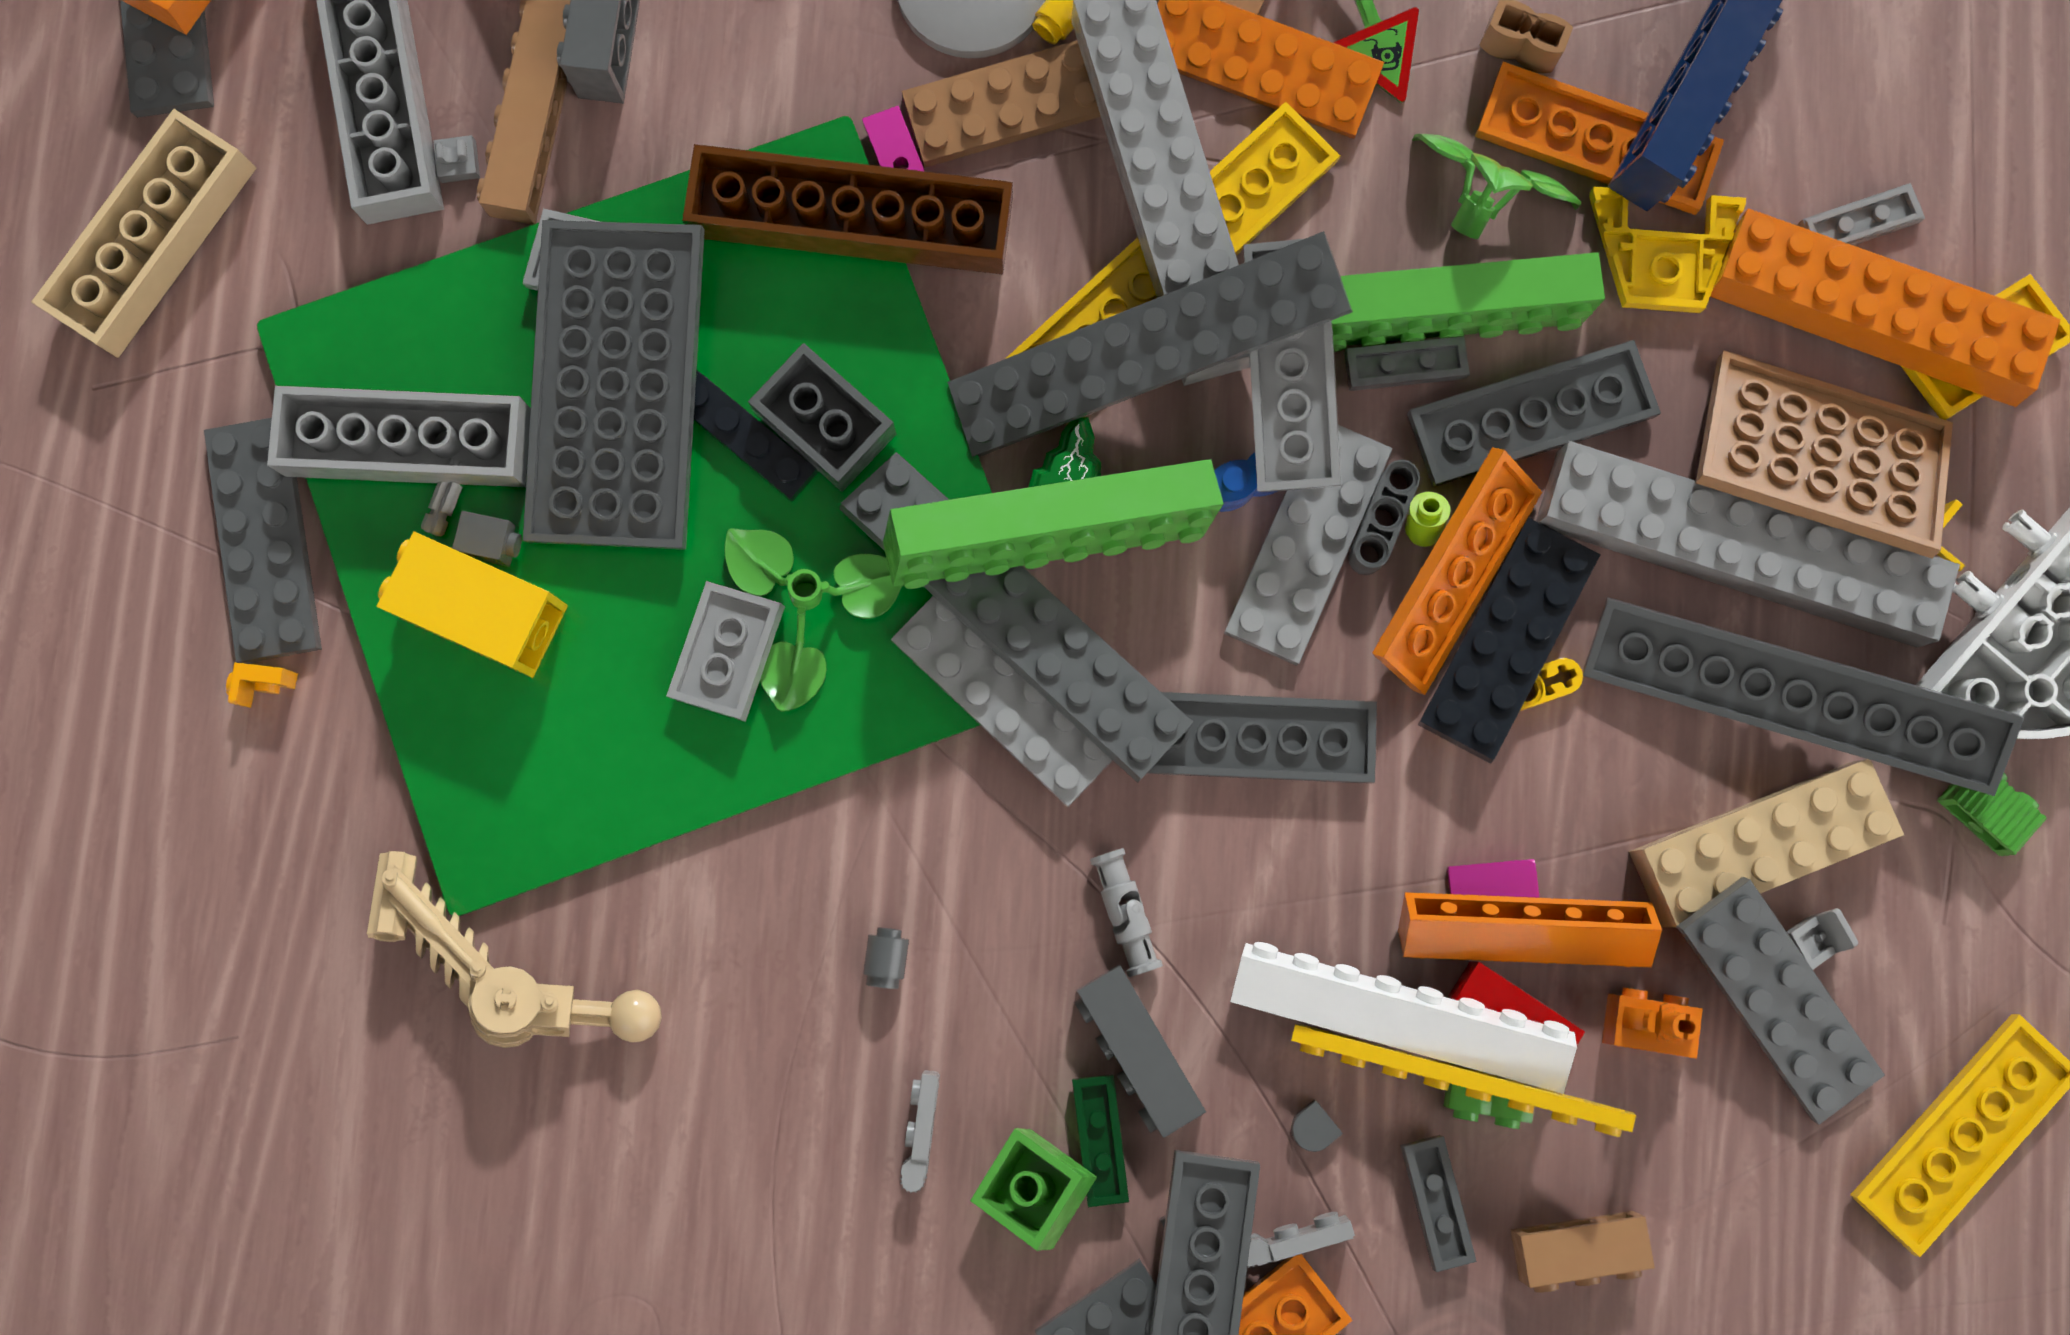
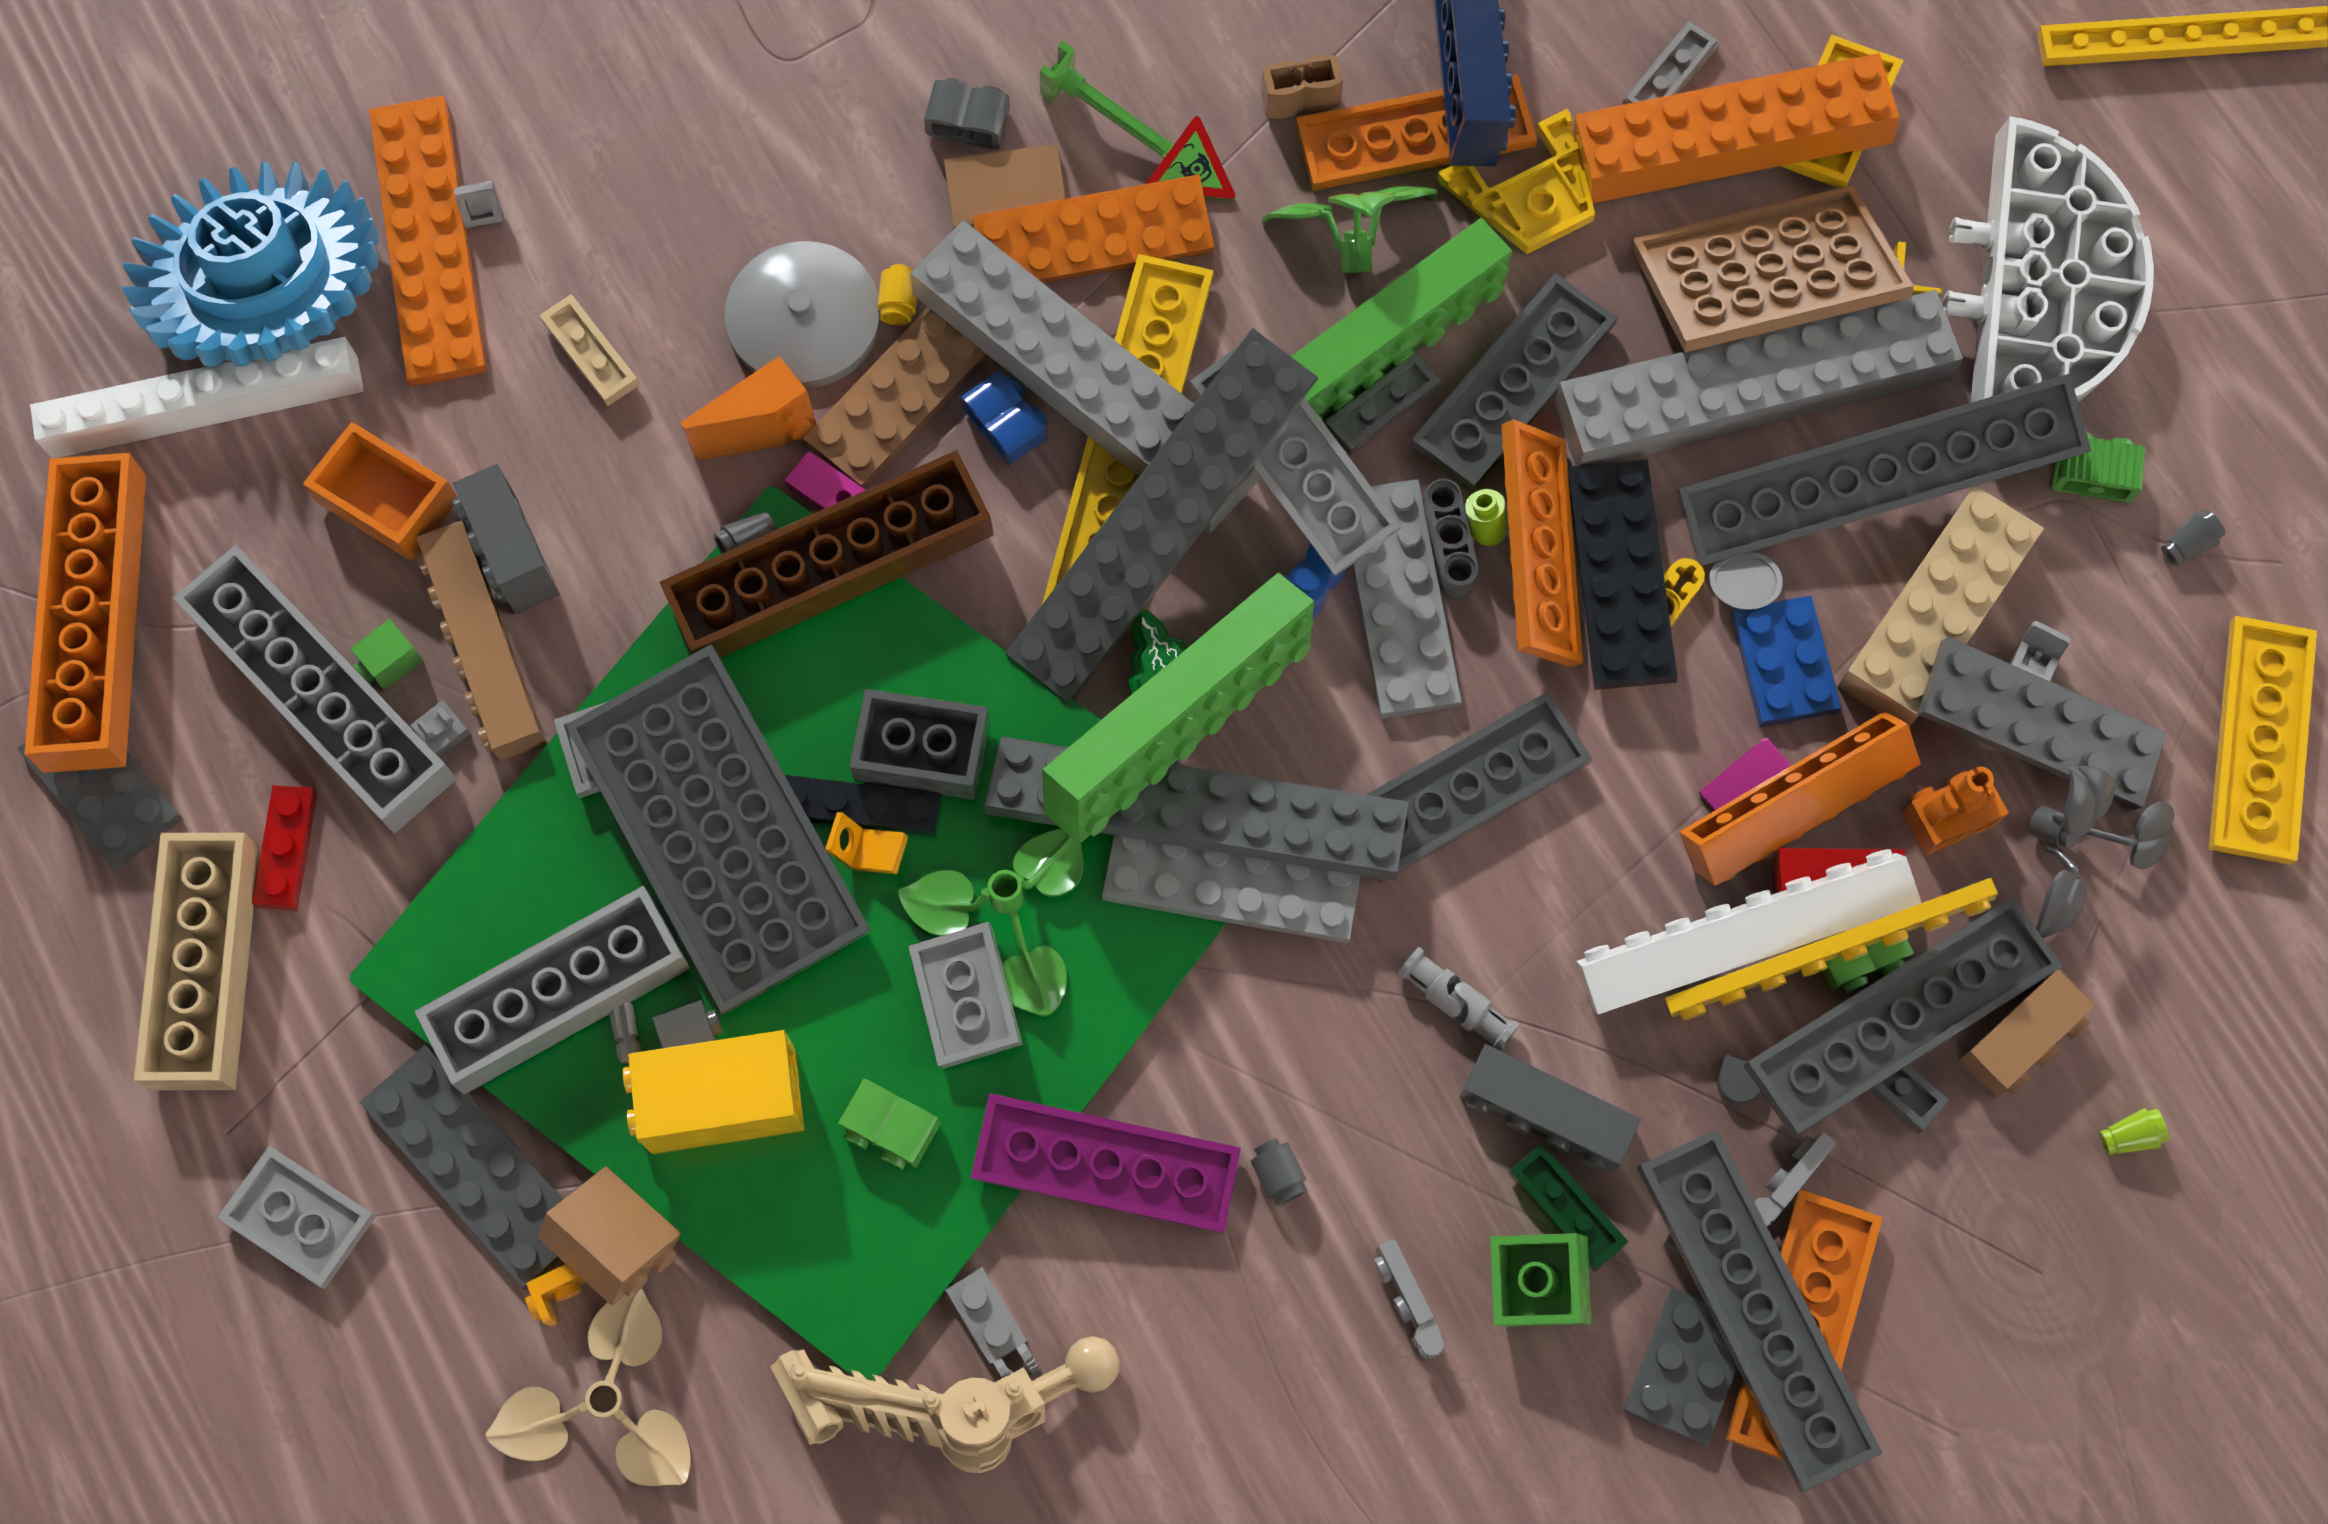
camera: 30 degrees left, 10 degrees down
(100, 492) = (296, 1217): none -> light grey plate
(254, 857) = (652, 1451): none -> tan plant
(275, 181) = (284, 847): none -> red plate
(321, 666) = (609, 1236): none -> medium nougat brick
(448, 68) = (385, 655): none -> bright green brick
(580, 931) = (990, 1322): none -> light grey hinge
(597, 718) = (889, 1124): none -> bright green brick
(726, 477) = (866, 848): none -> light orange bracket
(750, 861) = (1106, 1163): none -> magenta plate
(798, 143) = (743, 531): none -> dark grey cone
(868, 44) = (752, 415): none -> orange slope
(1079, 176) = (1005, 417): none -> blue brick
(1484, 1170) = (1902, 1017): none -> dark grey plate
(1599, 802) = (1785, 661): none -> blue plate
(1613, 714) = (1746, 580): none -> light grey piece
(1770, 1101) = (2089, 799): none -> dark grey plant
(2032, 922) = (2195, 536): none -> dark grey cone

